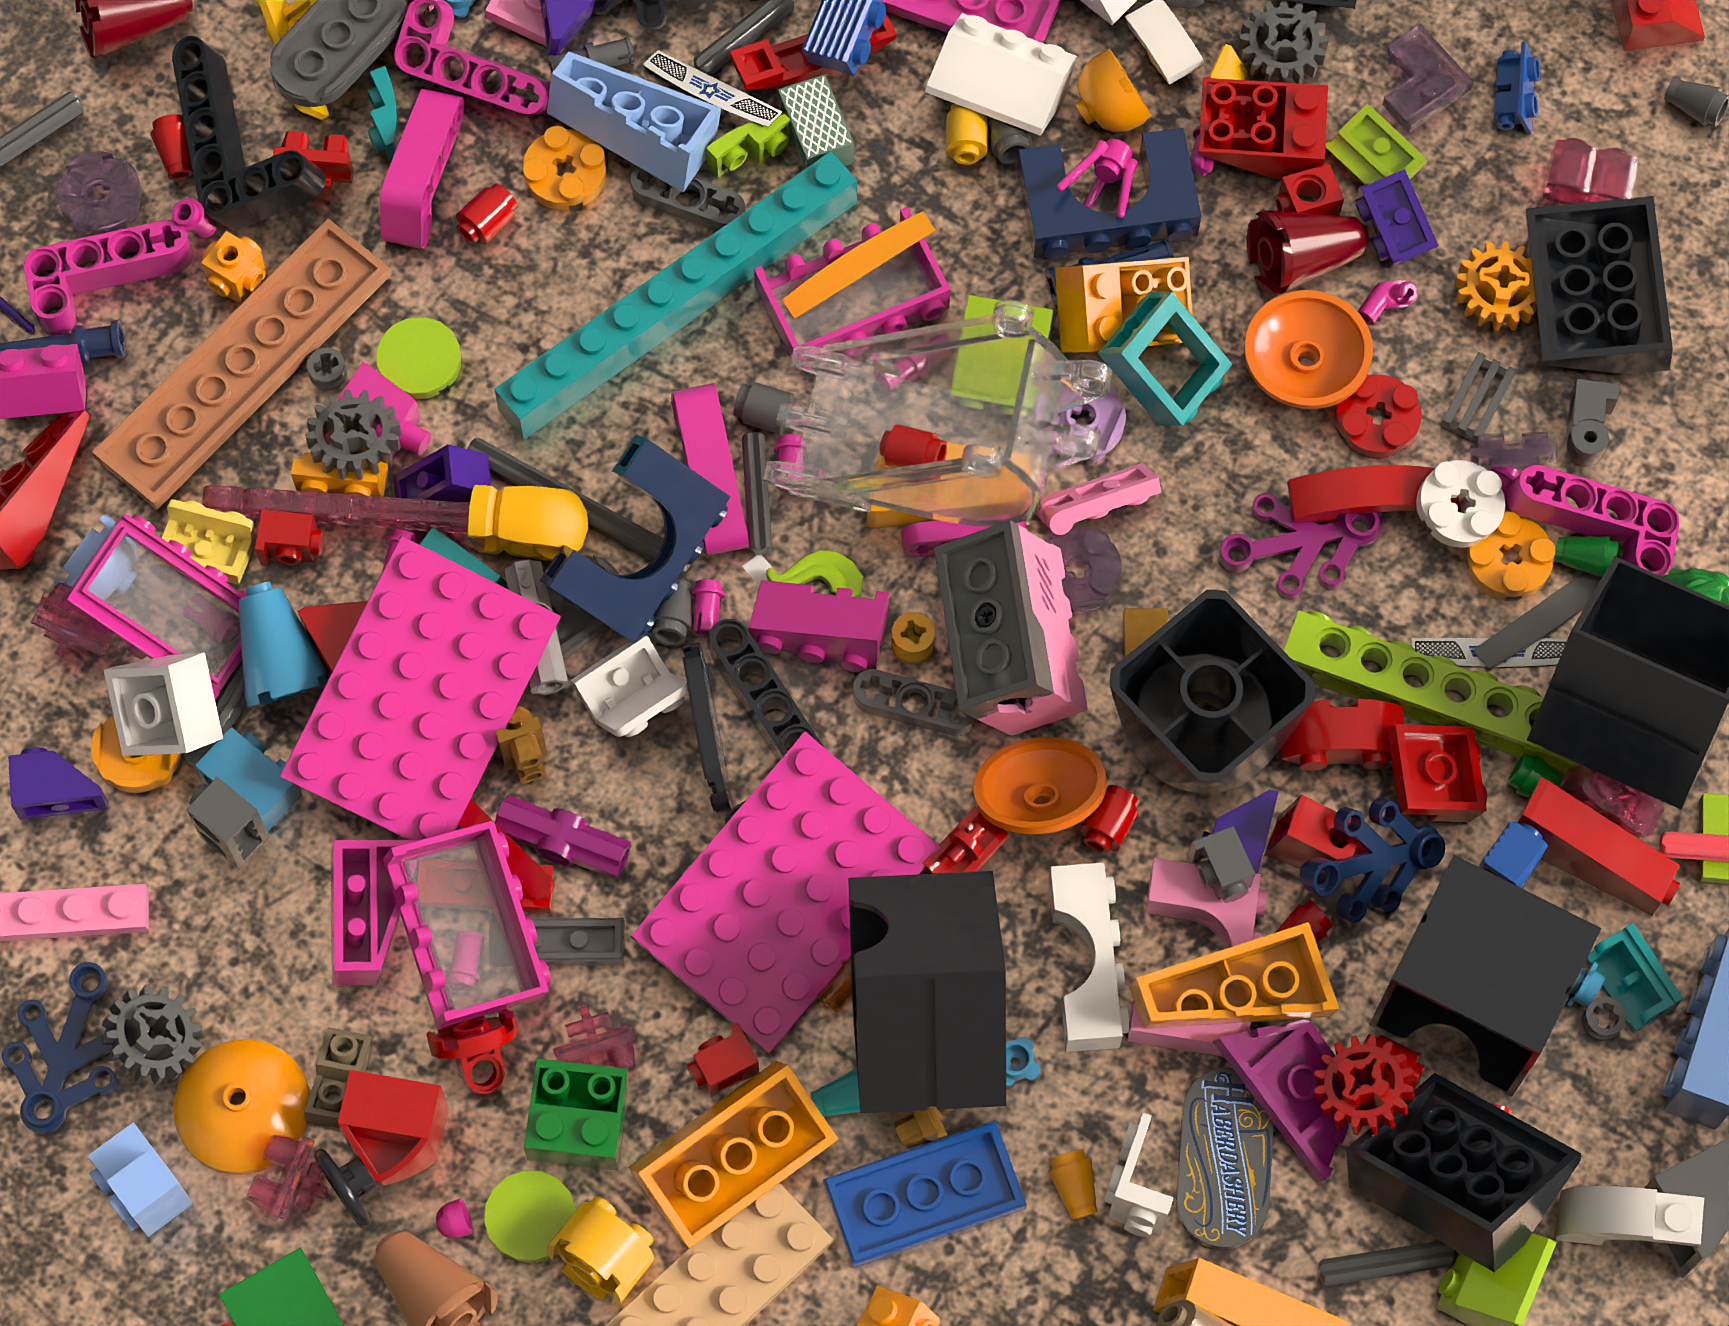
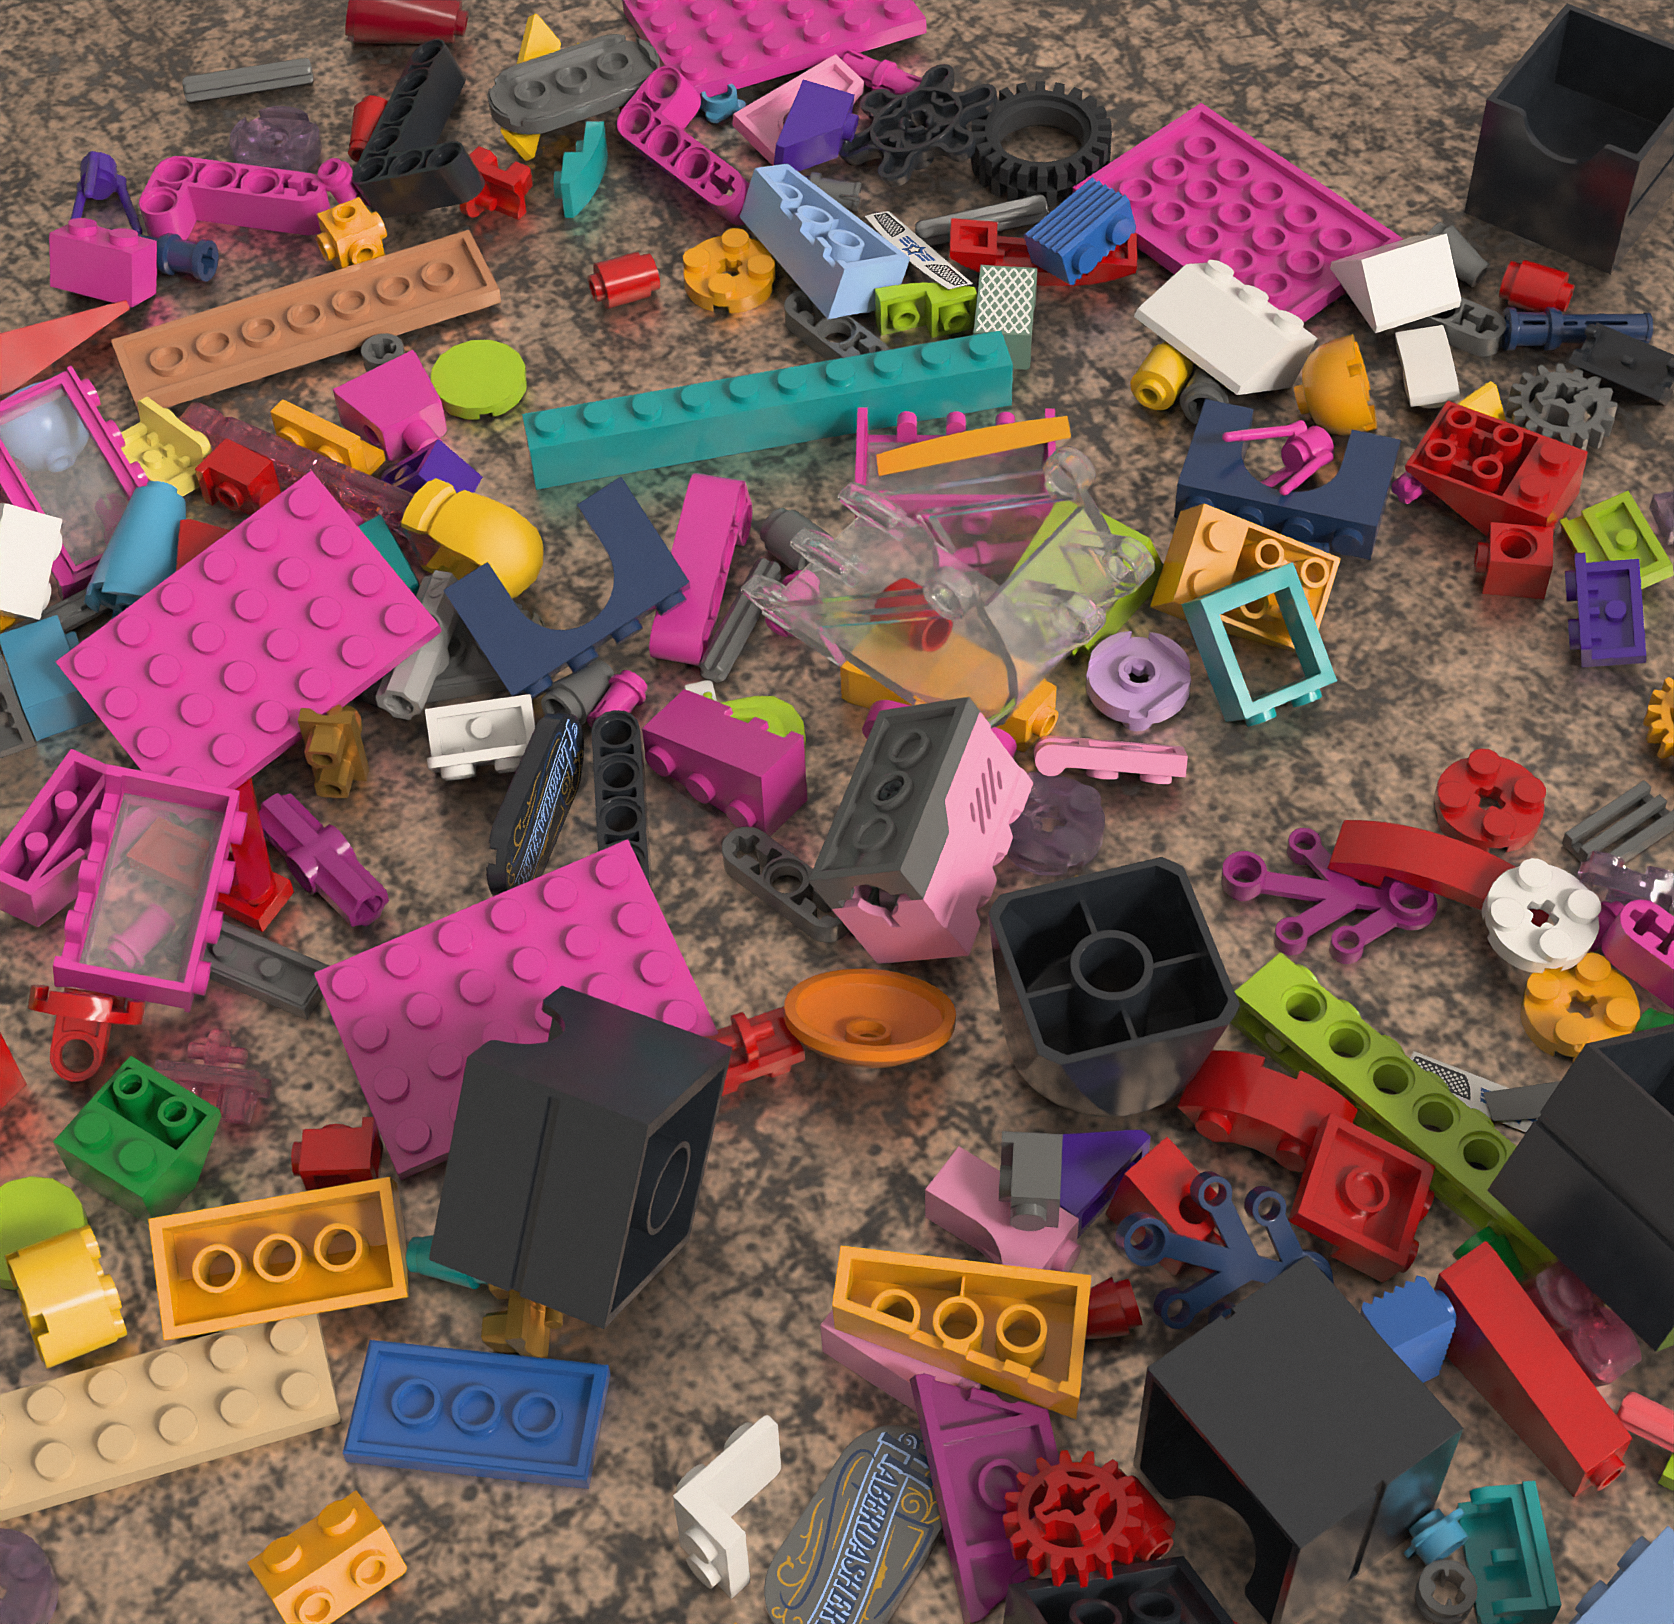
camera: 30 degrees right, 15 degrees down
(353, 434) = (351, 397): dark grey gear -> none
(418, 168) = (576, 210): dark pink beam -> none
(599, 517) = (557, 572): dark grey axle -> none
(913, 648) = (810, 801): yellow wheel -> none
(1027, 1067) = (669, 1294): dark azure plate -> none
(1074, 1182) = (656, 1473): light orange cone -> none
(1081, 903) = (795, 1287): white arch -> none
(1111, 820) = (936, 1090): red brick -> none
(1301, 247) = (1483, 598): dark red cone -> none
(1313, 328) = (1438, 679): orange dish -> none
(1387, 296) = (1558, 688): dark pink arm -> none

